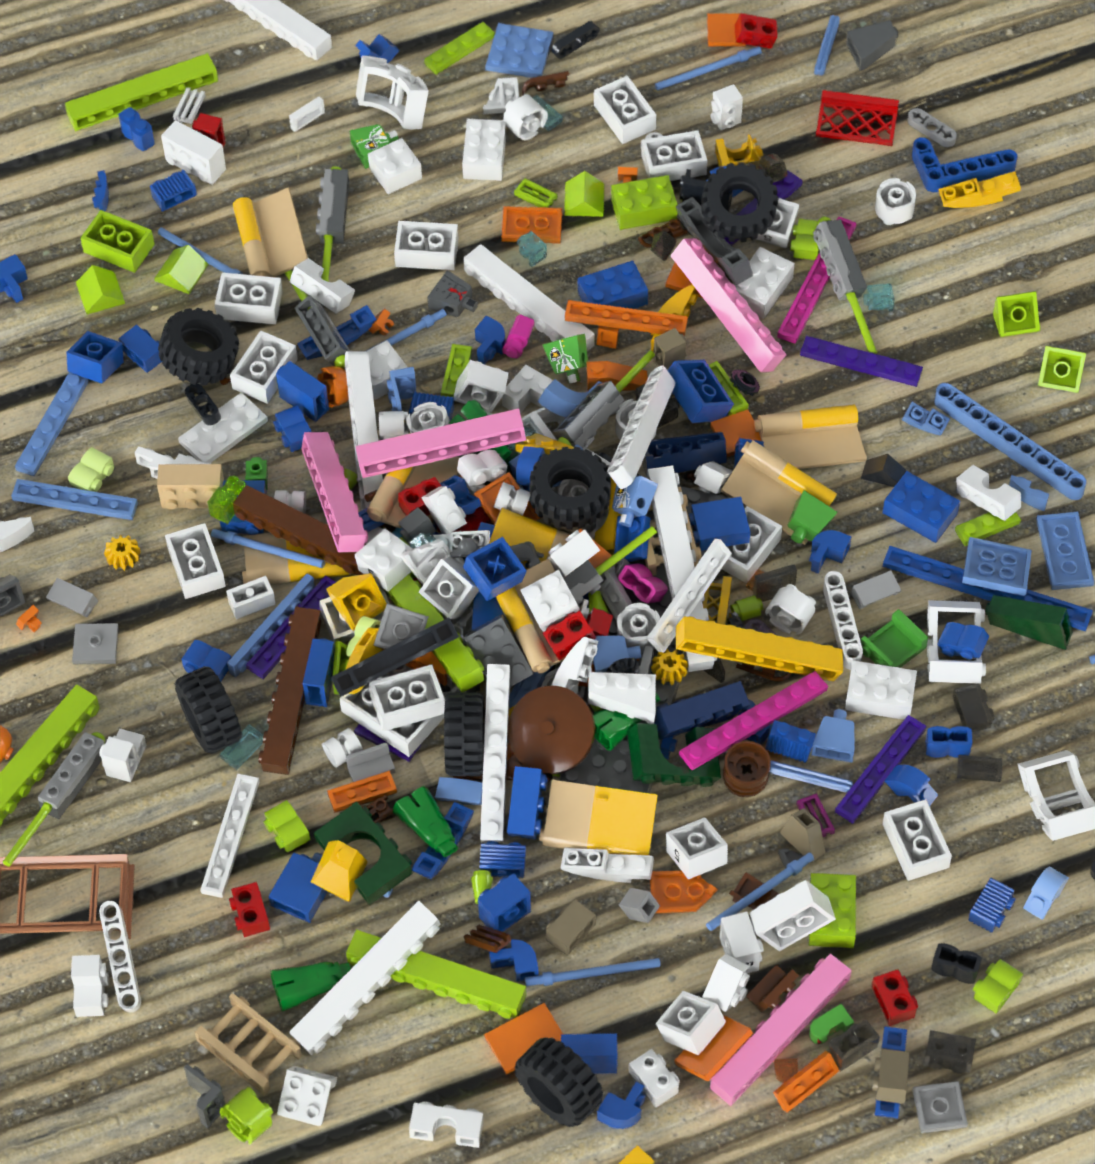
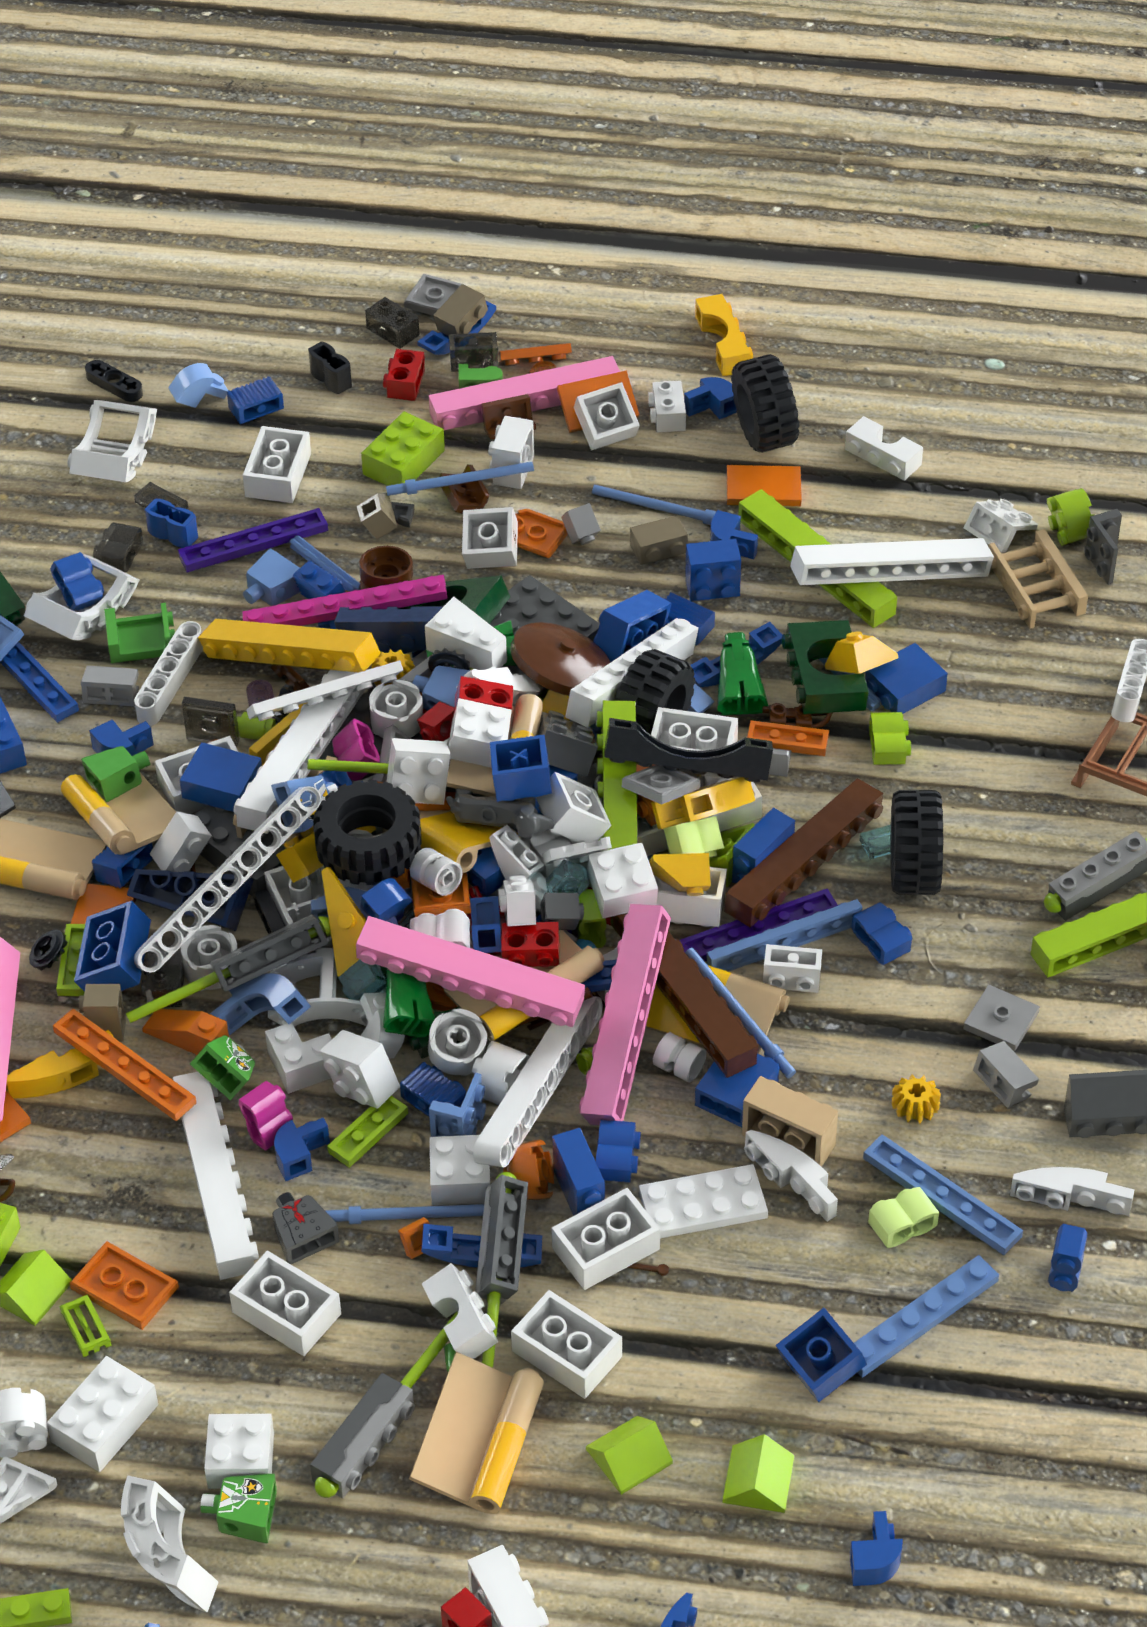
camera: 150 degrees left, 10 degrees down
(29, 618) = (1066, 1066): orange tile -> none
(117, 241) = (696, 1523): lime brick -> none
(122, 754) = (1036, 867): white brick -> none
(141, 348) = (747, 1353): blue brick -> none
(173, 190) = (569, 1577): blue brick -> none
(193, 364) = (690, 1314): black tyre -> none
(195, 561) = (834, 1039): white brick -> none
(201, 398) = (721, 1212): black beam -> none
(209, 259) = (560, 1407): medium blue bar -> none
(222, 500) = (763, 1060): clear neon green brick -> none
(230, 835) = (959, 752): white plate -> none
(250, 909) = (971, 683): red brick -> none
(257, 470) = (697, 1116): bright green brick -> none
(302, 983) = (957, 604): green piece -> none
(307, 114) = (300, 1606): white tile -> none
(339, 748) = (785, 780): white wheel -> none
(481, 881) = (722, 607): lime cone -> none
(489, 935) = (740, 536): reddish brown tile -> none
(532, 248) = (154, 1240): clear light blue brick -> none
(595, 1050) = (717, 432): blue brick -> none
(599, 819) = (559, 588): door -> none
(606, 866) = (584, 574): white slope -> none
(614, 287) = (102, 1131): blue brick -> none
(727, 983) = (554, 420): white brick -> none
(790, 609) = (216, 685): white brick -> none
(792, 915) = (452, 430): white brick -> none
(800, 804) = (346, 548): magenta tile -> none
(880, 690) = (191, 593): white brick -> none
(911, 782) = (240, 508): blue brick -> none
(997, 985) = (296, 344): lime brick -> none

